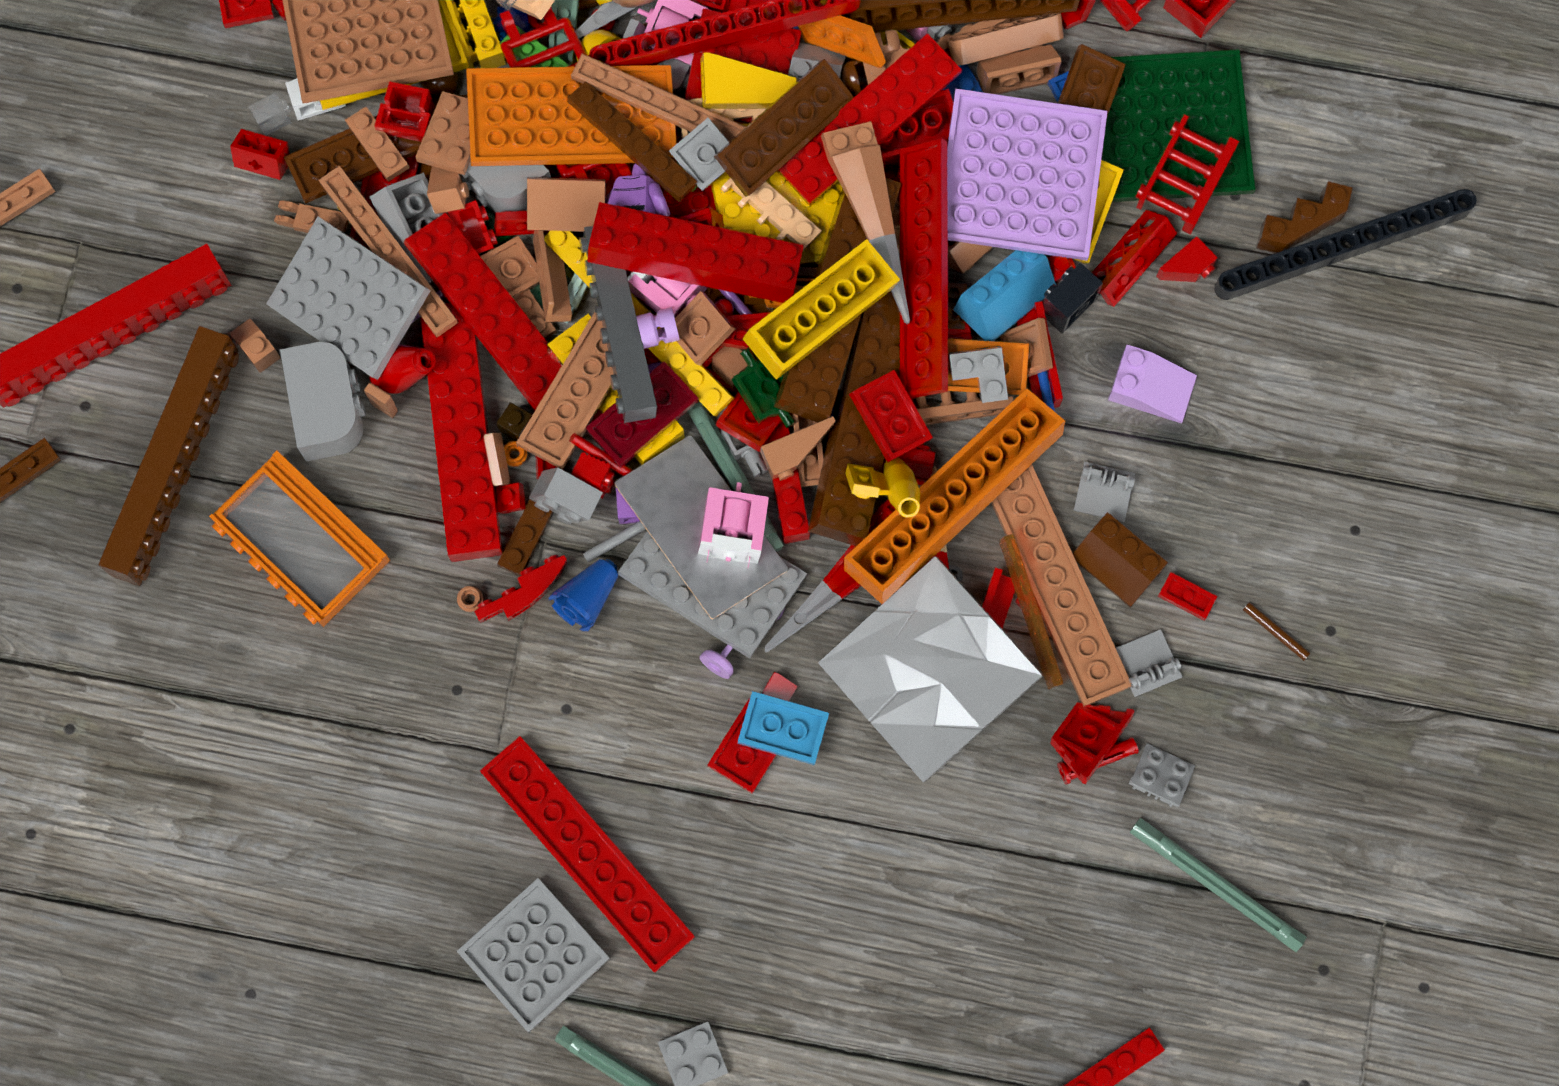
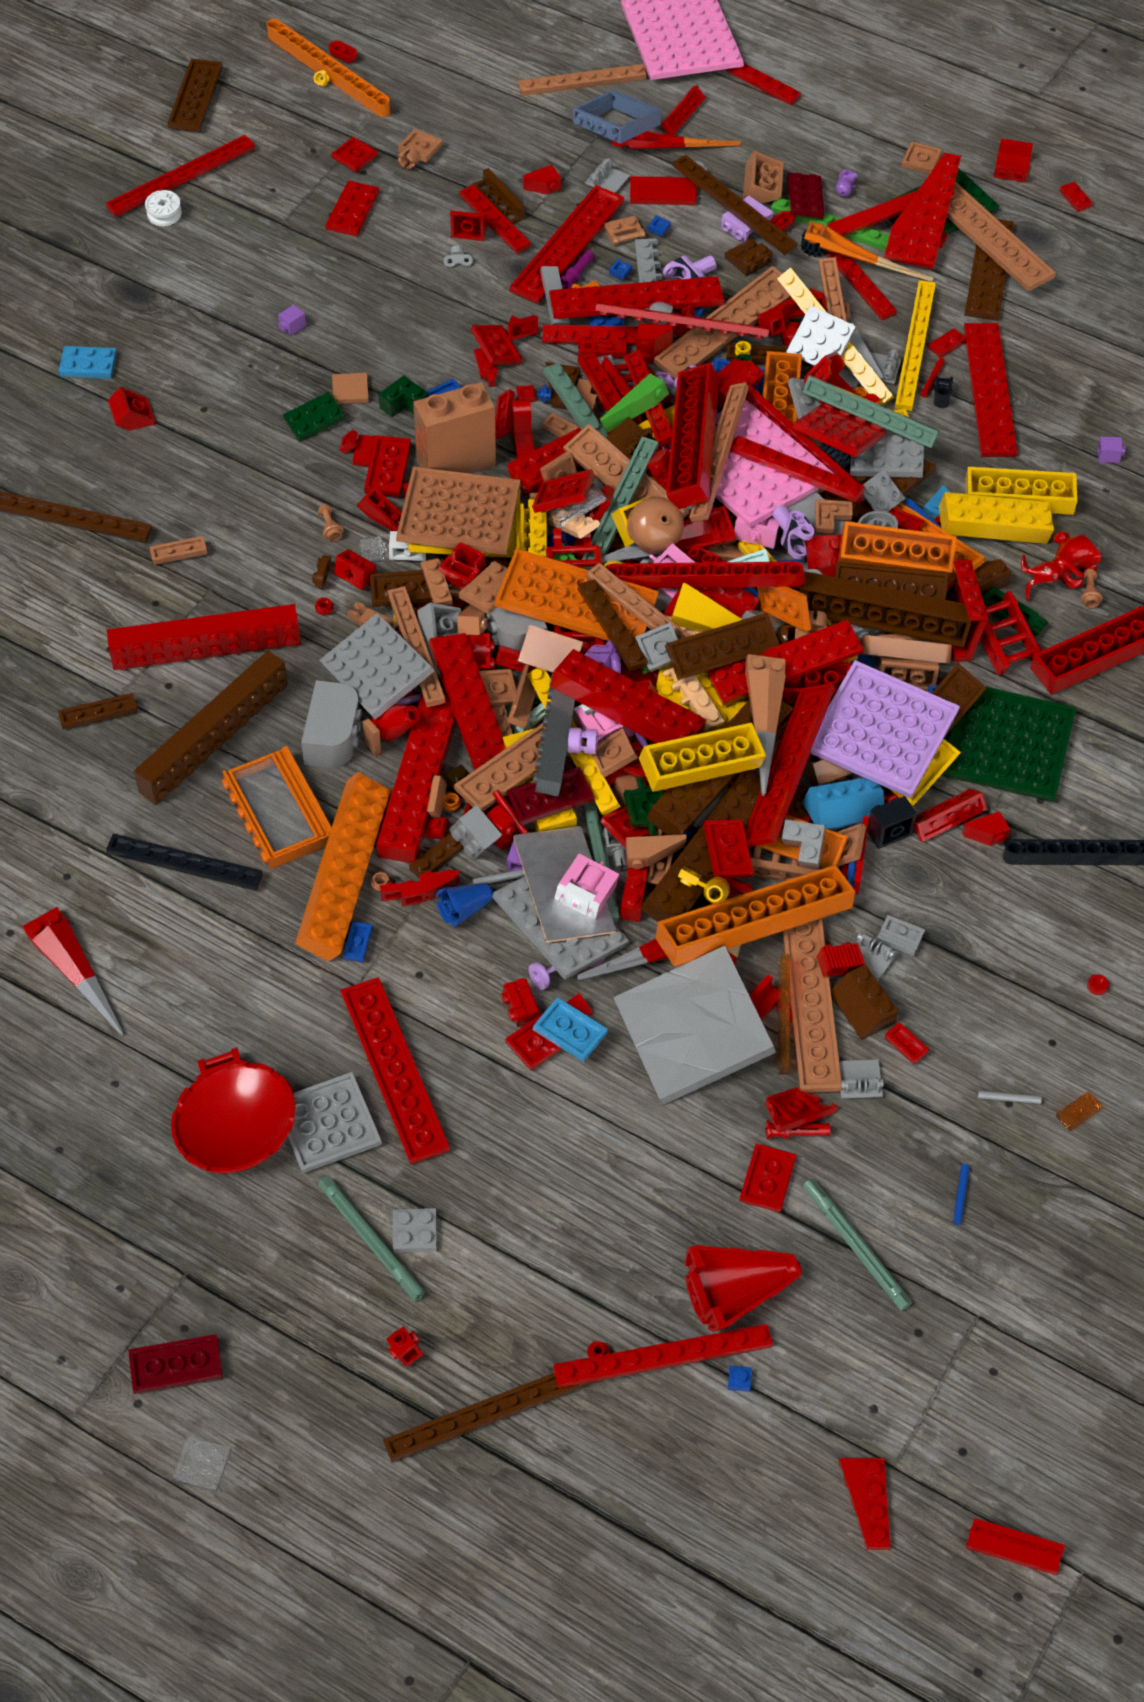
camera: 20 degrees right, 20 degrees down
(96, 828) = (57, 942): none -> red plate
(205, 100) = (332, 530): none -> nougat piece
(211, 658) = (184, 862): none -> black plate
(217, 160) = (323, 567): none -> reddish brown plate
(237, 214) = (324, 606): none -> red plate
(255, 345) = (300, 683): nougat slope -> none
(259, 50) = (380, 509): none -> red slope
(417, 600) = (343, 867): none -> orange brick
(417, 993) = (232, 1114): none -> red dish
(474, 694) = (357, 941): none -> blue plate
(707, 708) = (520, 1002): none -> red brick
(1075, 514) = (840, 959): none -> red brick
(1084, 834) = (767, 1178): none -> red tile
(1101, 997) = (735, 1281): none -> red cone
(1131, 449) = (900, 935): none -> light grey plate
(1152, 384) = (931, 898): lavender slope -> none
(1162, 775) = (842, 1155): light grey hinge -> none
(1200, 194) = (1012, 786): red fence -> none
(1276, 631) = (966, 1089): reddish brown bar -> none
(1305, 219) = (1087, 825): reddish brown brick -> none
(1315, 773) = (961, 1192): none -> blue bar
(1329, 624) = (1000, 1096): none -> light grey bar
(1384, 433) = (1098, 984): none -> red tile
(1416, 613) = (1079, 1111): none -> clear orange plate

